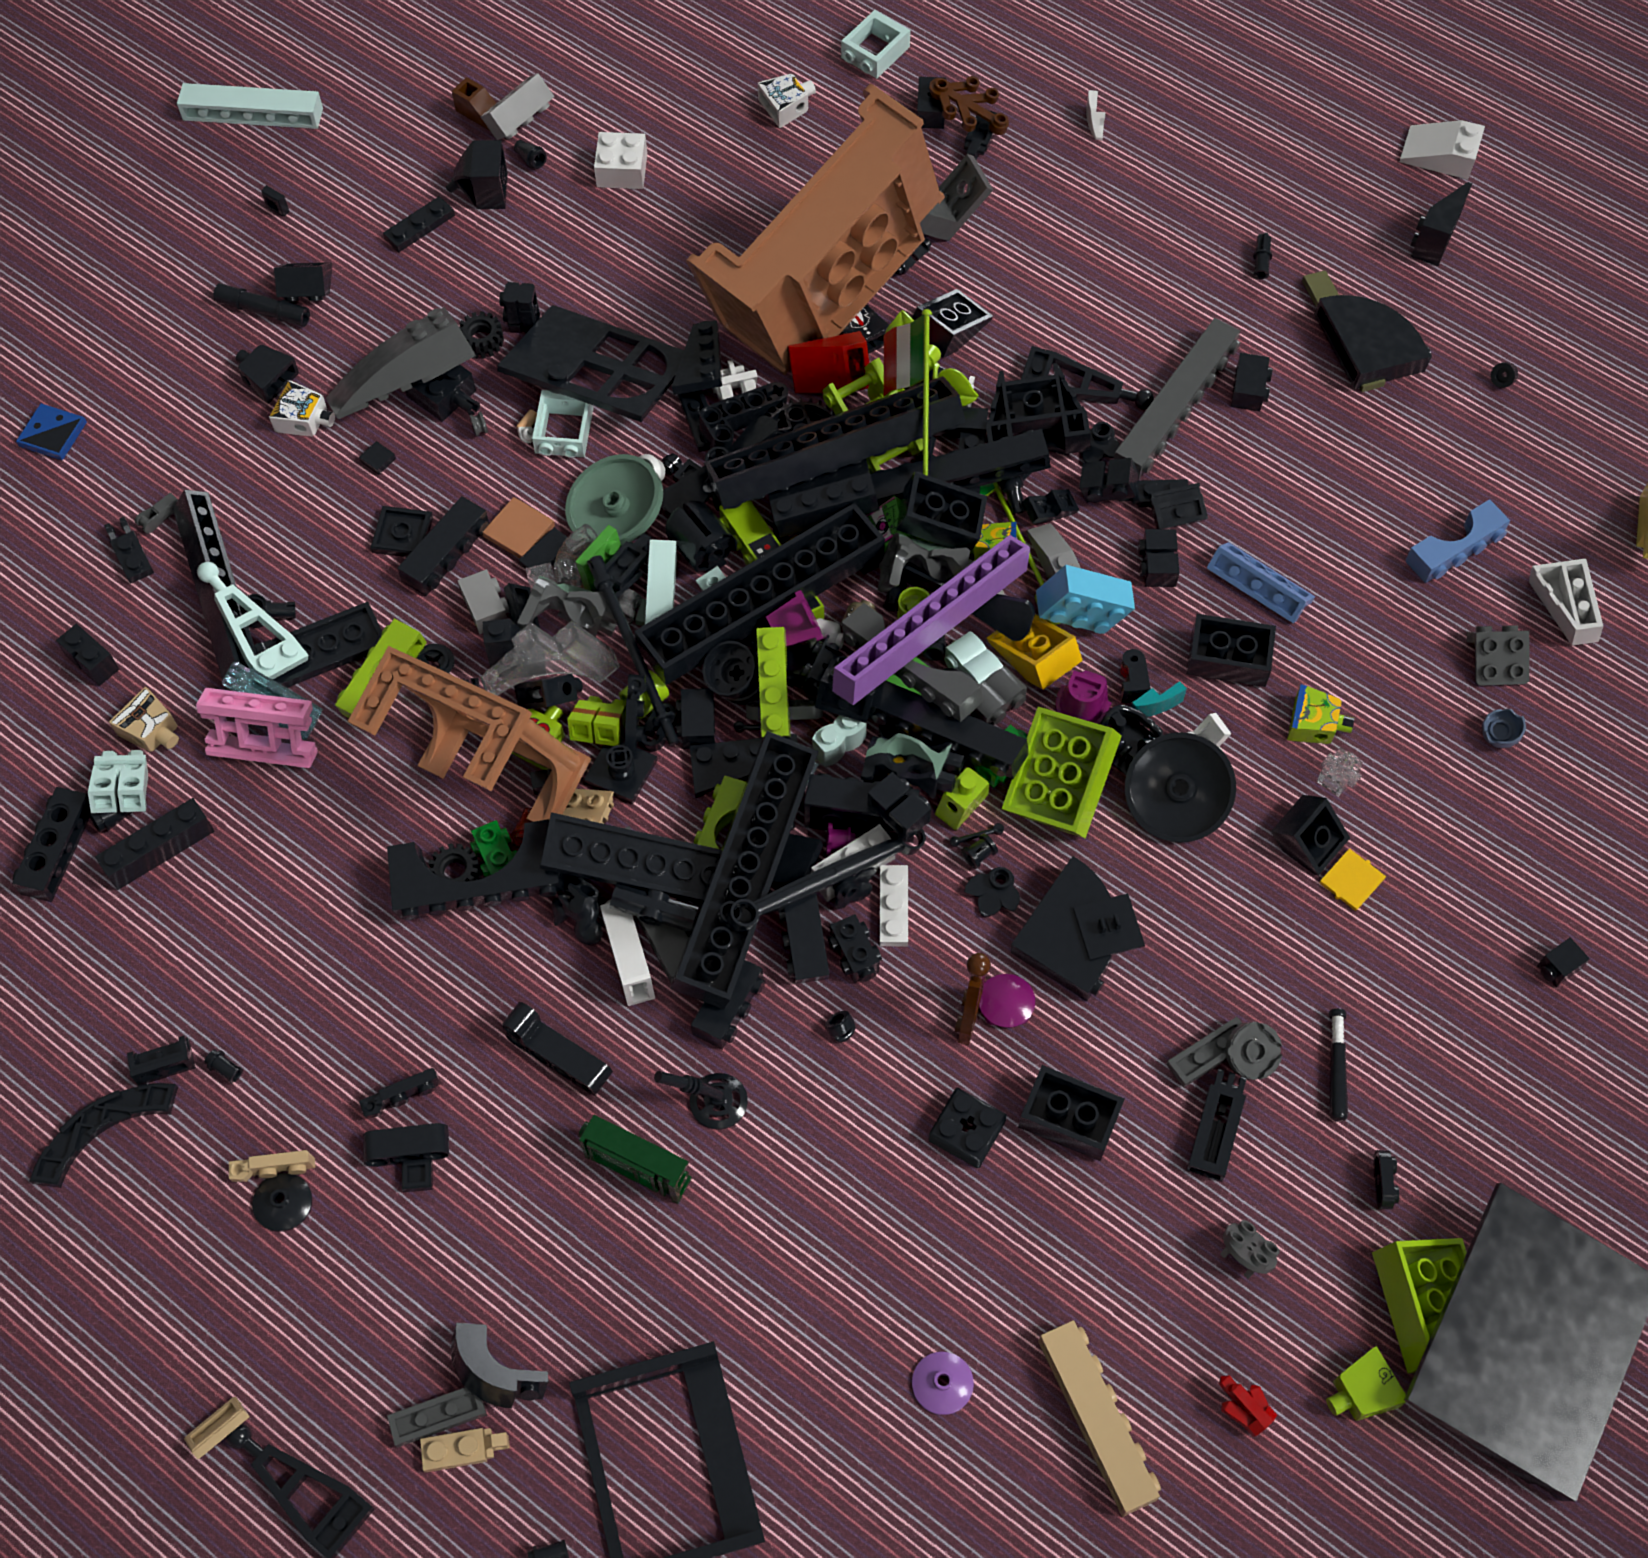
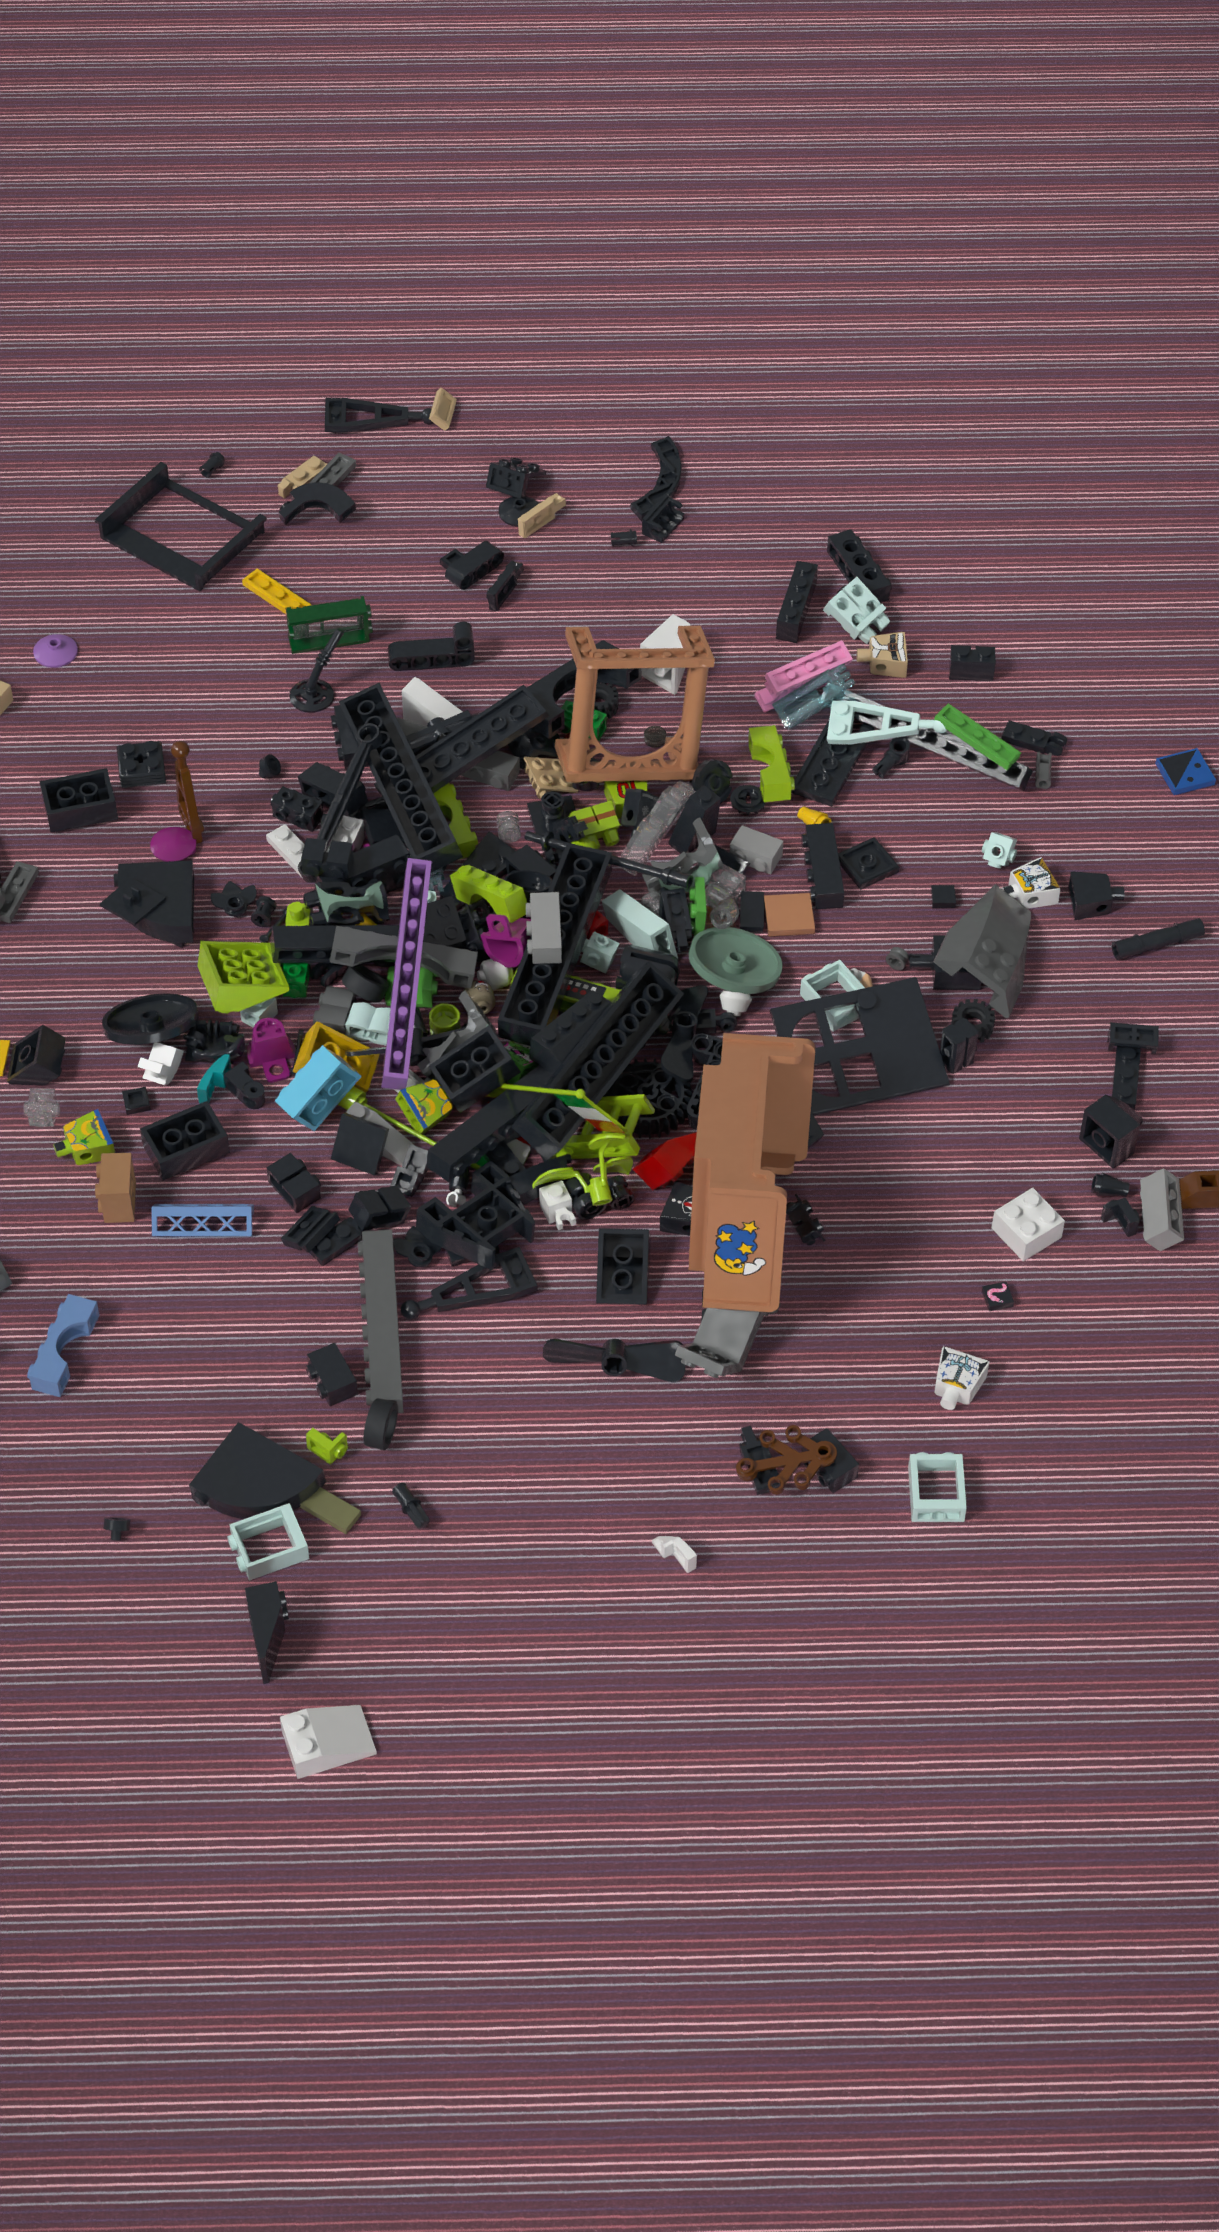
camera: 140 degrees right, 10 degrees down
(194, 535) = (978, 737): none -> bright green tile
(243, 1244) = (512, 476): none -> black bracket
(289, 453) = (1006, 845): none -> light aqua brick
(303, 280) = (1152, 974): black slope -> none
(340, 859) = (665, 637): none -> white slope
(383, 236) = (1133, 1036): none -> black hinge
(401, 596) = (812, 816): none -> yellow cone
(442, 795) = (654, 736): none -> clear smoke tile
(546, 128) = (1123, 1212): none -> black bracket
(640, 1269) = (272, 591): none -> yellow tile
(674, 782) = (508, 826): none -> clear wheel
(694, 137) = (997, 1296): none -> black tile
(770, 582) = (544, 927): none -> light grey brick
(1023, 258) = (650, 1359): none -> black piece
(1047, 692) = (298, 1046): none -> black hinge
(1080, 545) = (359, 1144): none -> black tile
(1241, 736) = (136, 1100): none -> black tile
(1246, 310) = (380, 1424): none -> black tyre
(1296, 330) = (324, 1447): none -> lime bracket
(1325, 638) = (116, 1187): none -> medium nougat brick
(1400, 277) = (259, 1524): none -> light aqua window

